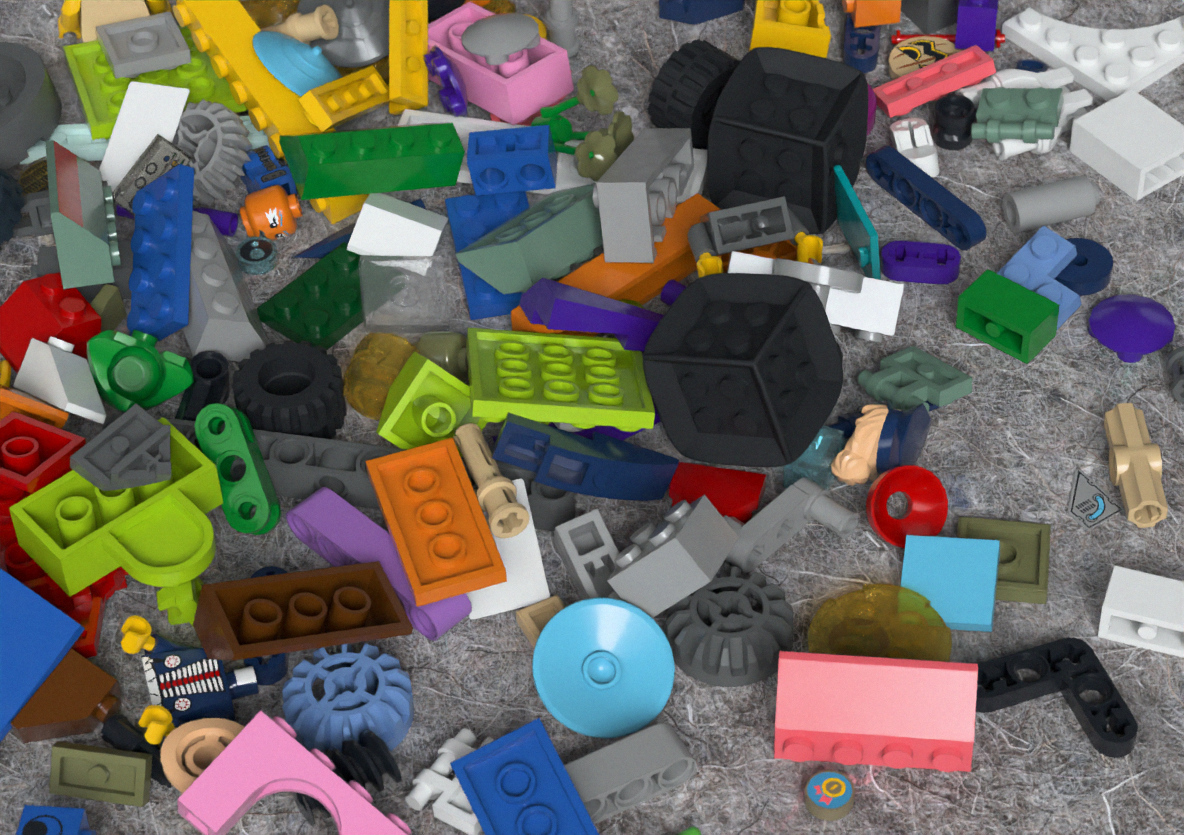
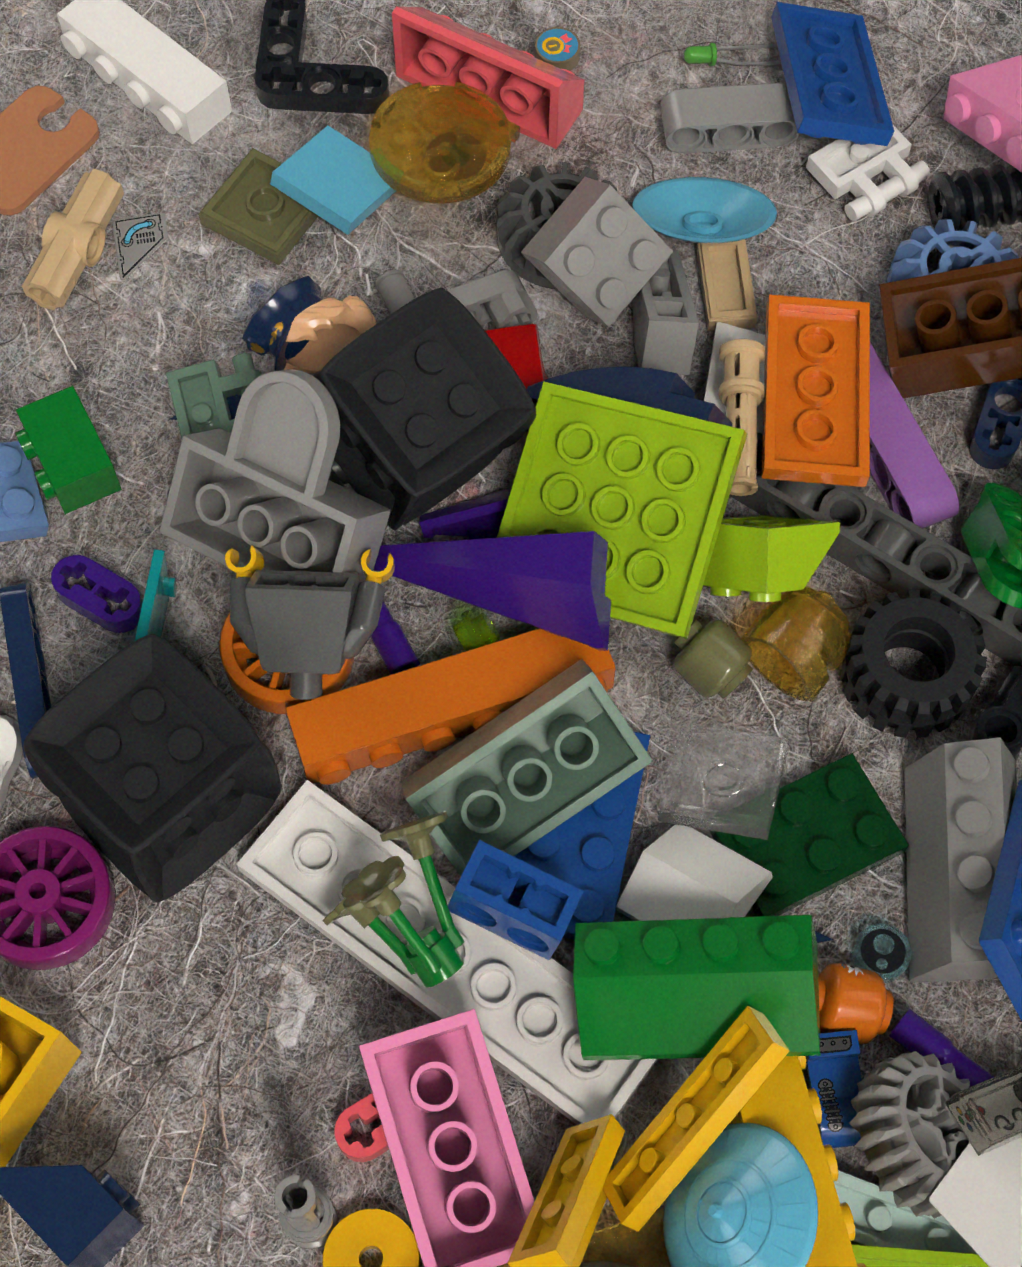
camera: 160 degrees left, 20 degrees up
(453, 94) = (531, 1103): dark purple dish -> none
(501, 36) = (436, 1126): light grey dish -> none
(642, 192) = (370, 762): light grey wedge -> none
(689, 89) = (208, 931): black tyre -> none
(925, 499) = (330, 267): red piece -> none

